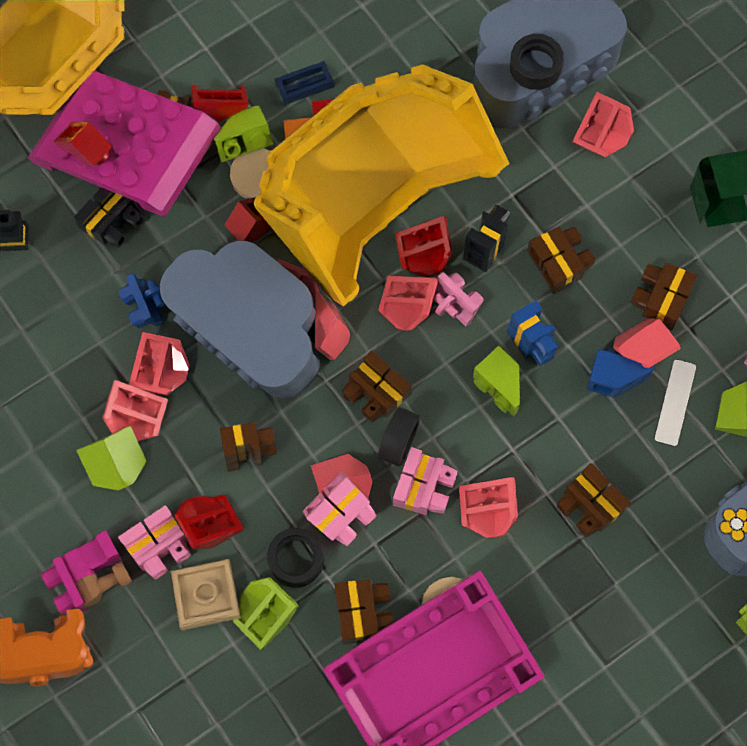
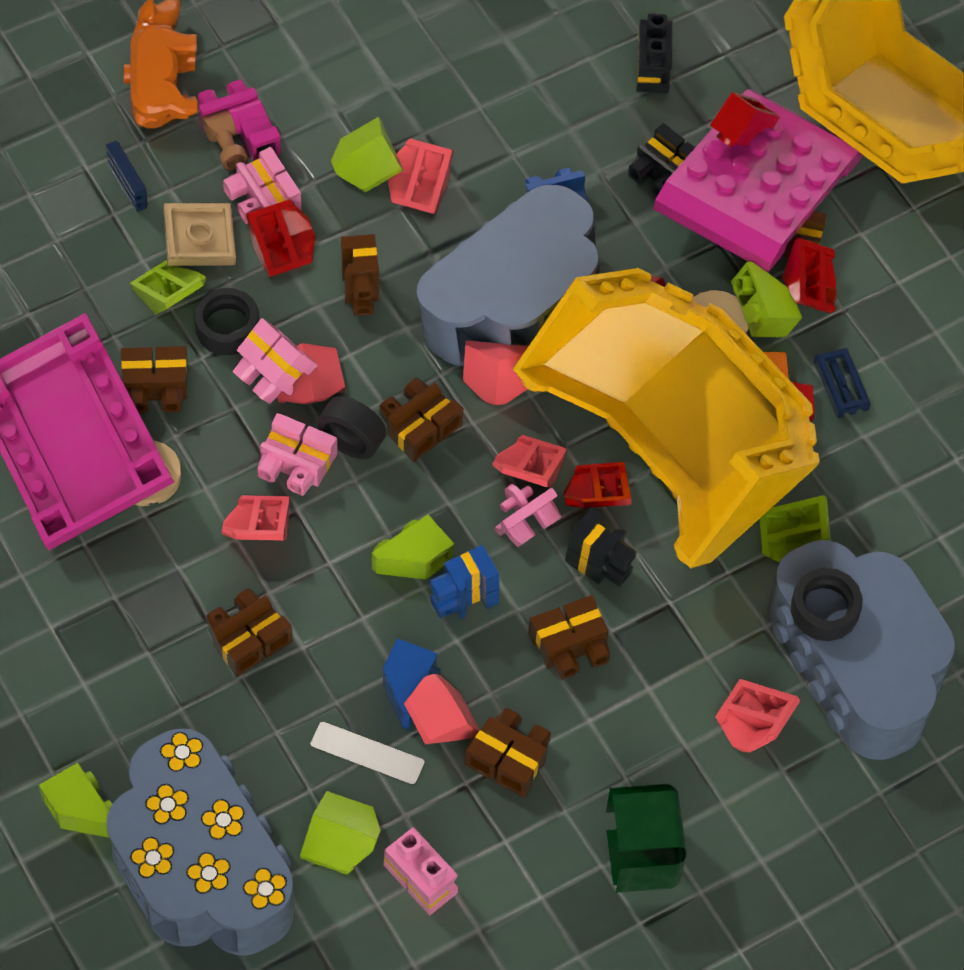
camera: 90 degrees right, 10 degrees down
(149, 666) = (127, 176): none -> dark blue tile
(159, 364) = (471, 201): coral slope -> none

